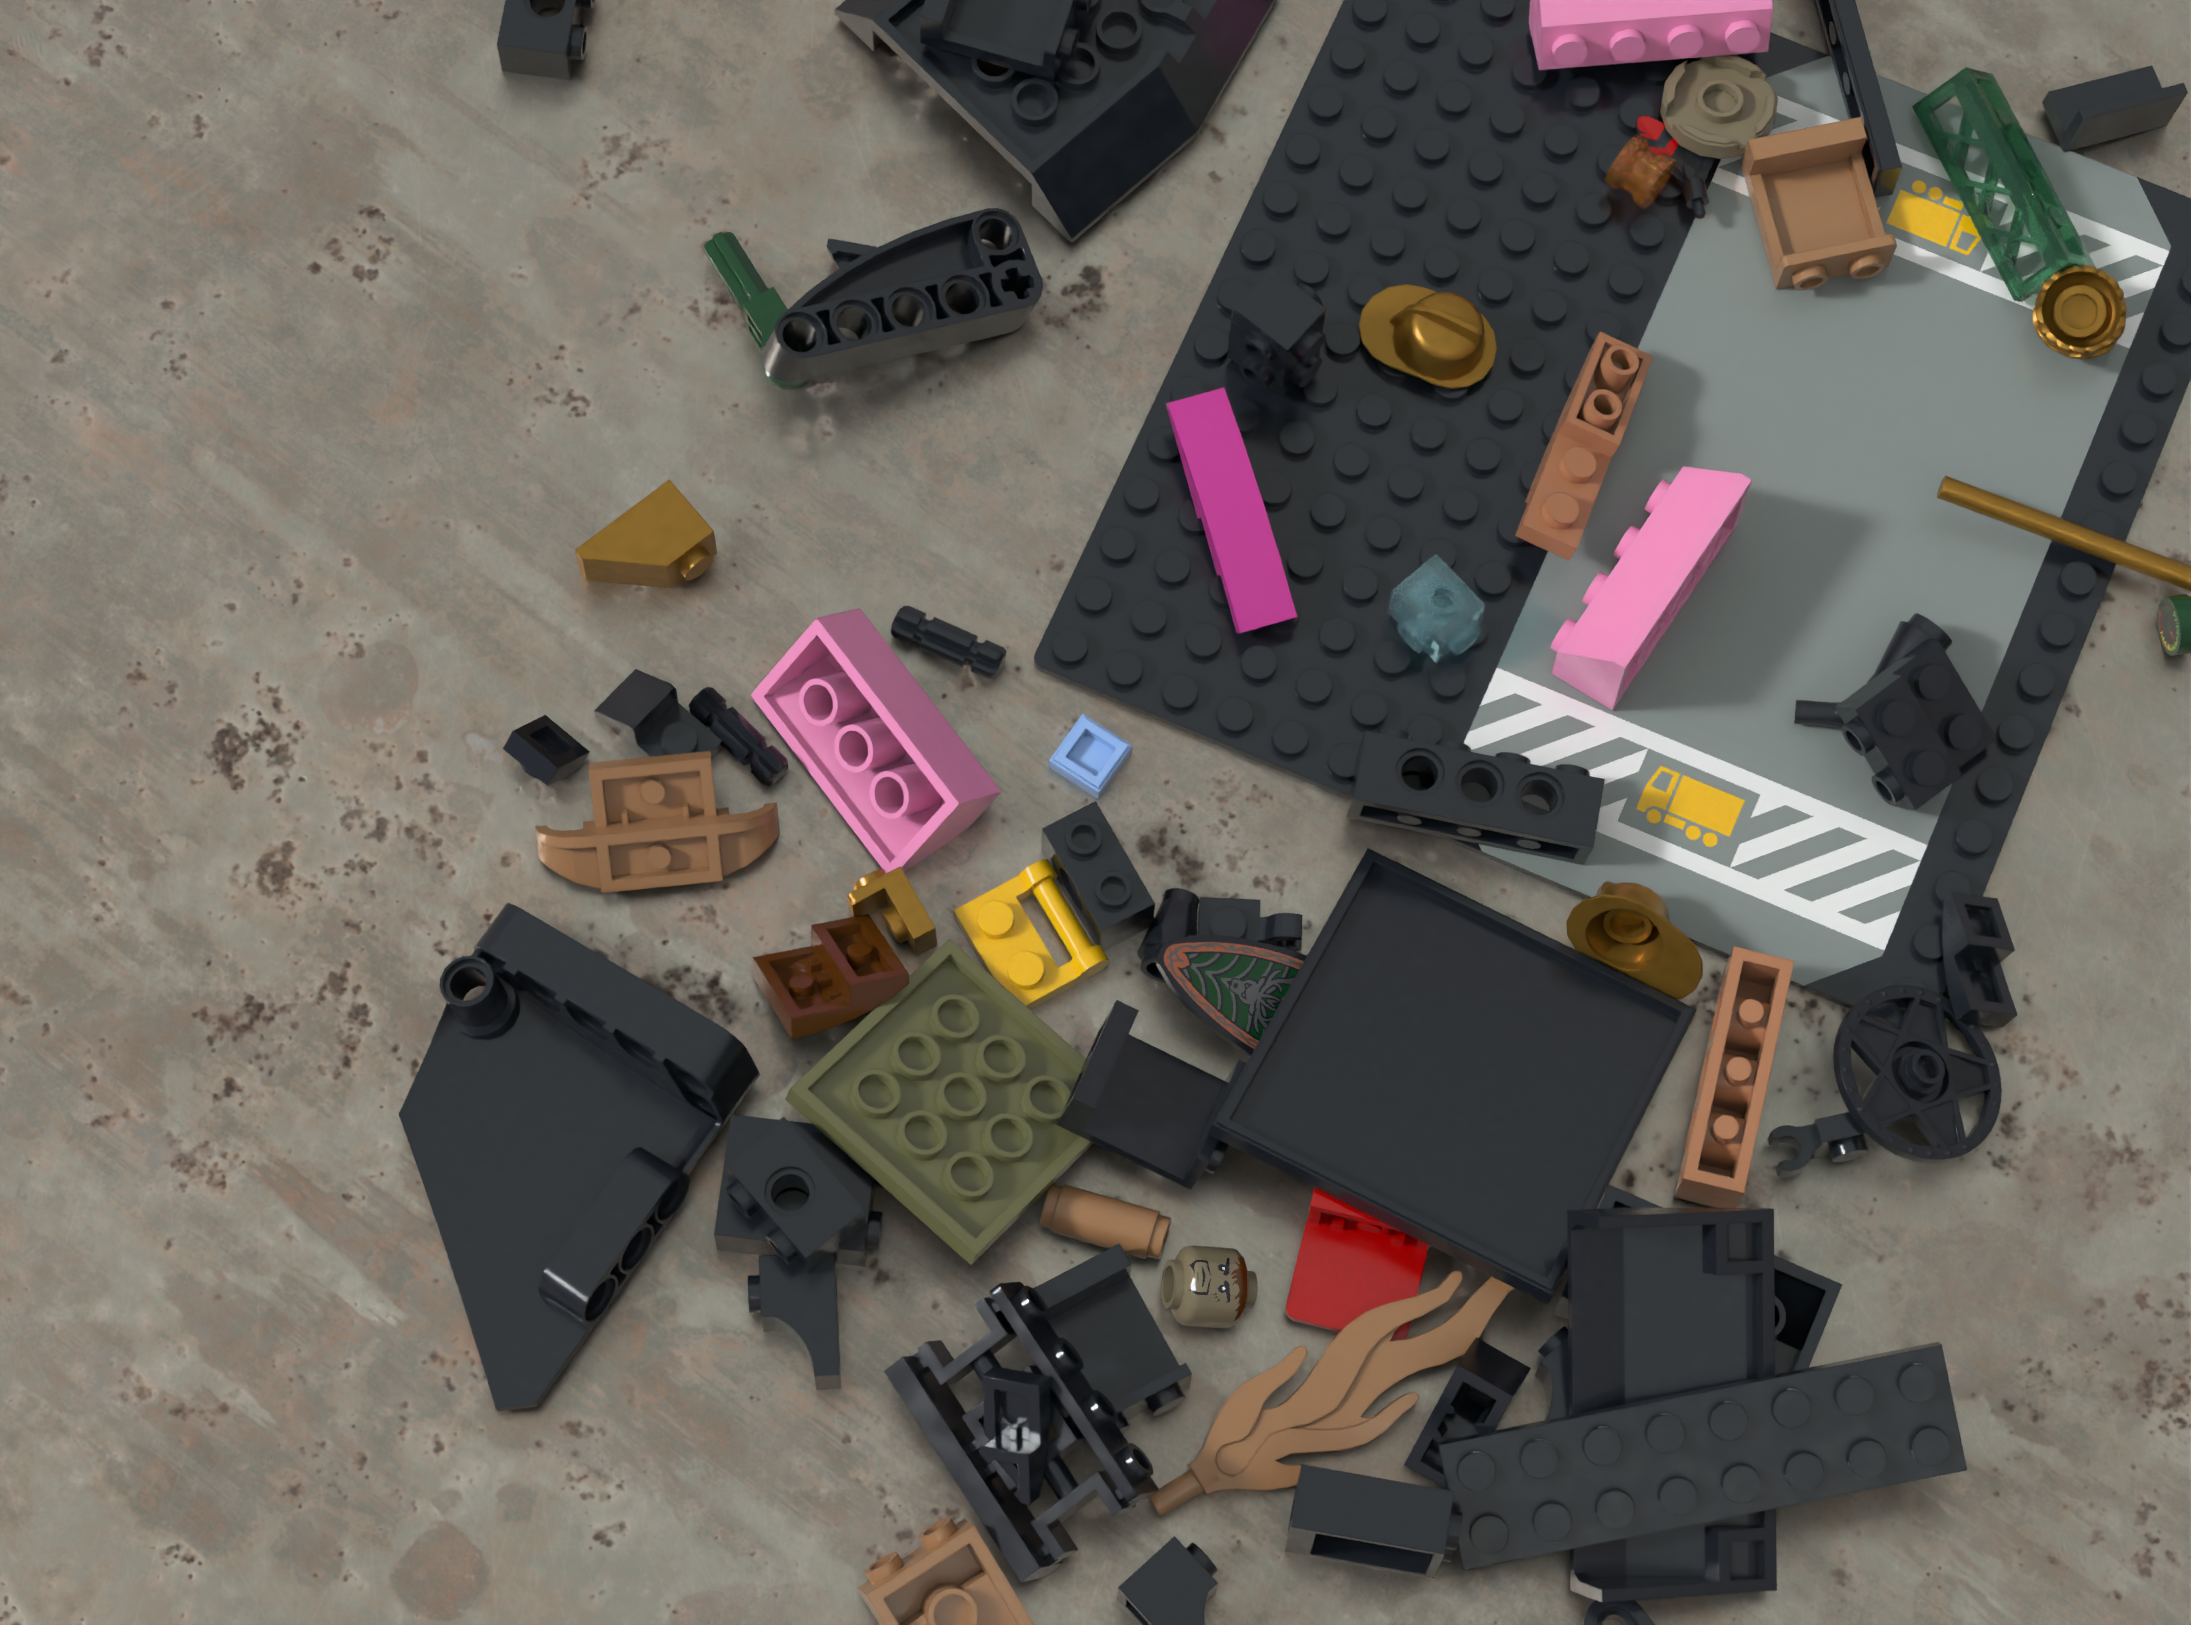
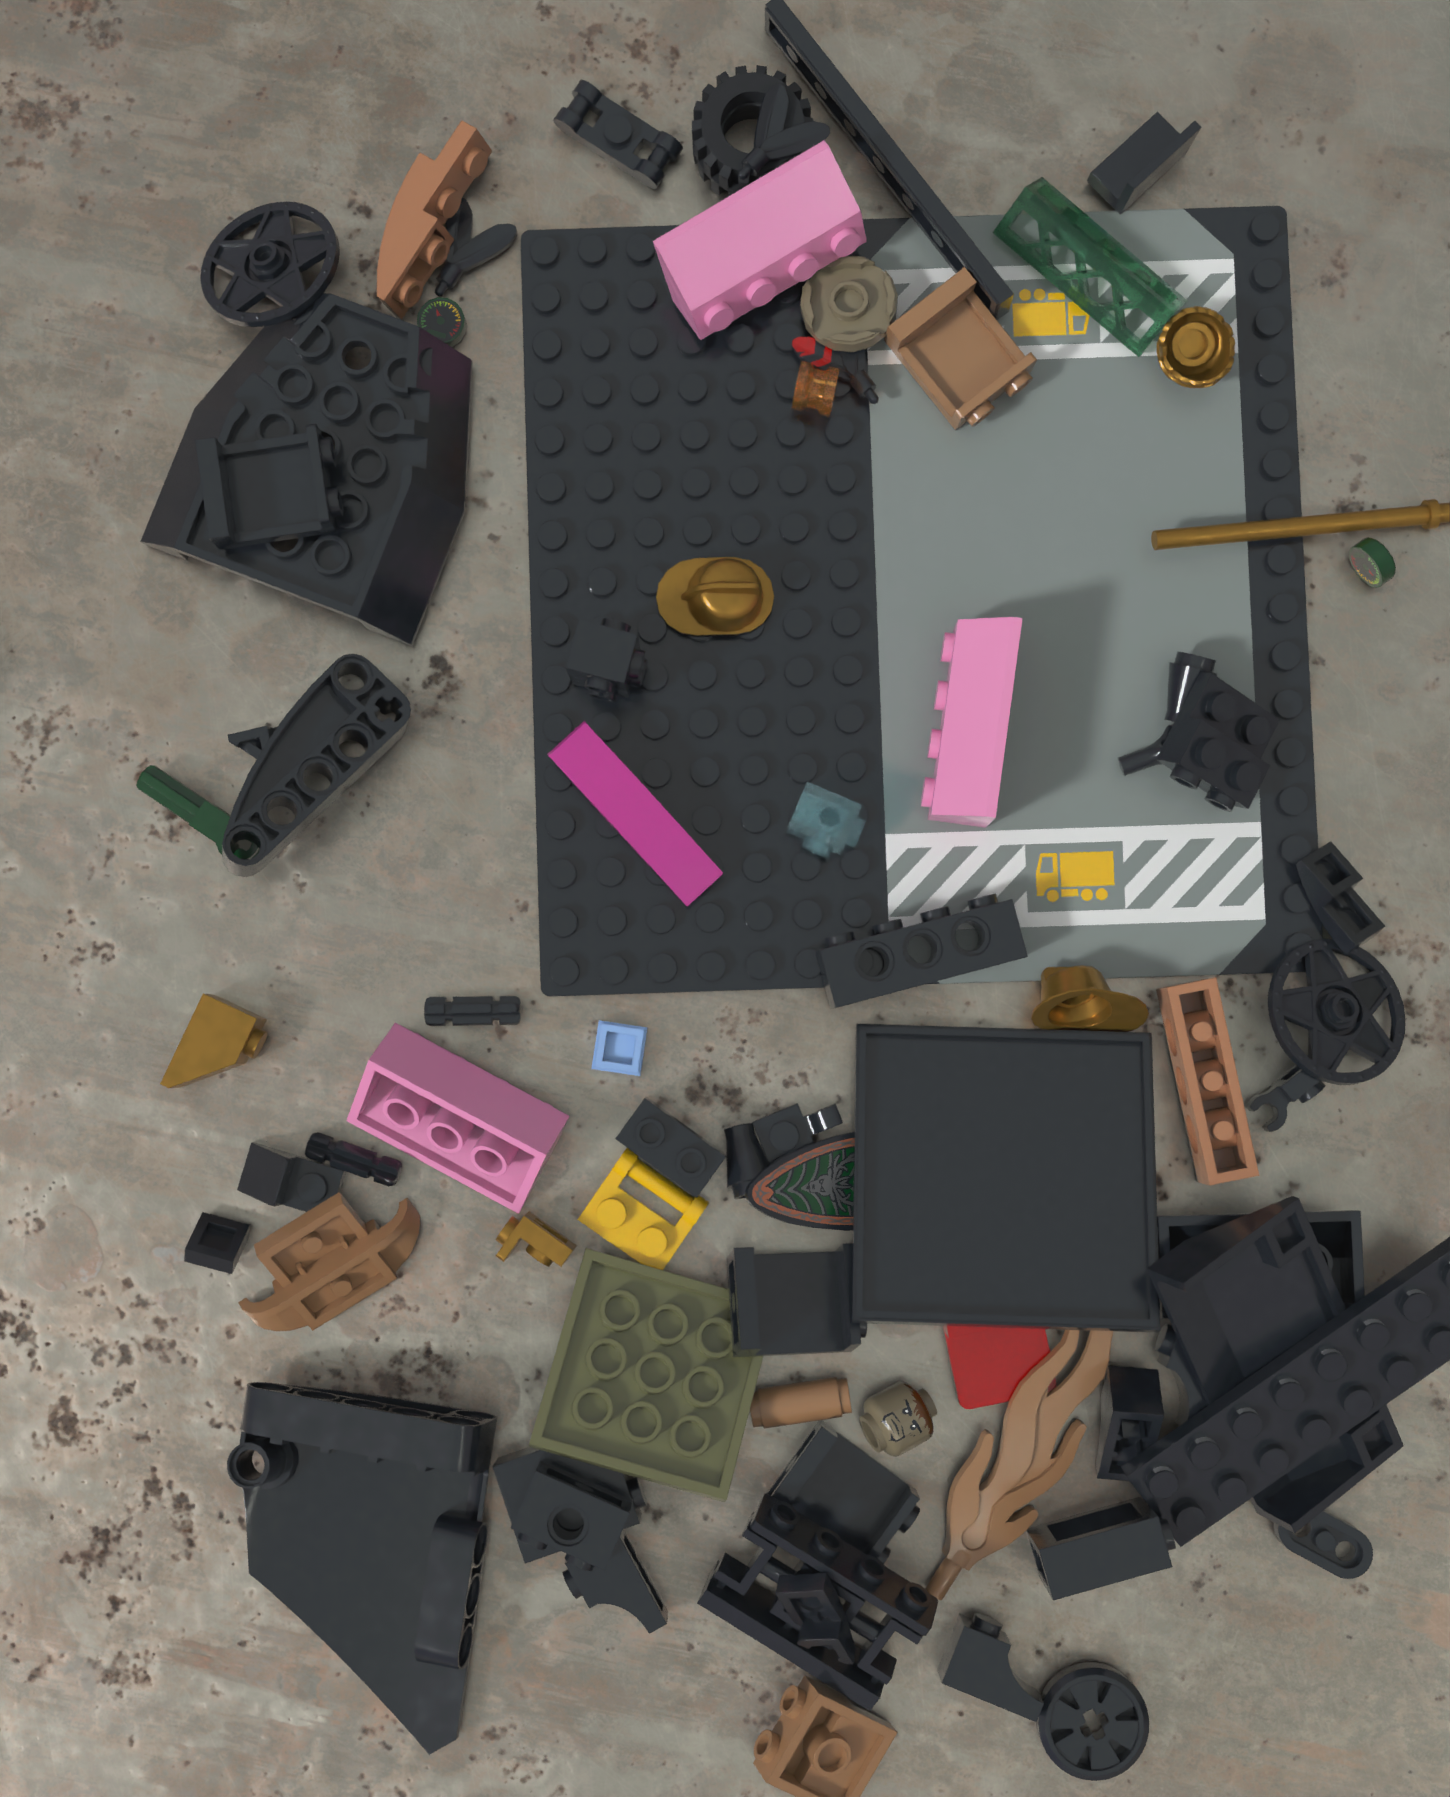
camera: 20 degrees left, 15 degrees up
(833, 979) = (513, 1322): reddish brown slope -> none
(1583, 446) = (873, 636): nougat slope -> none

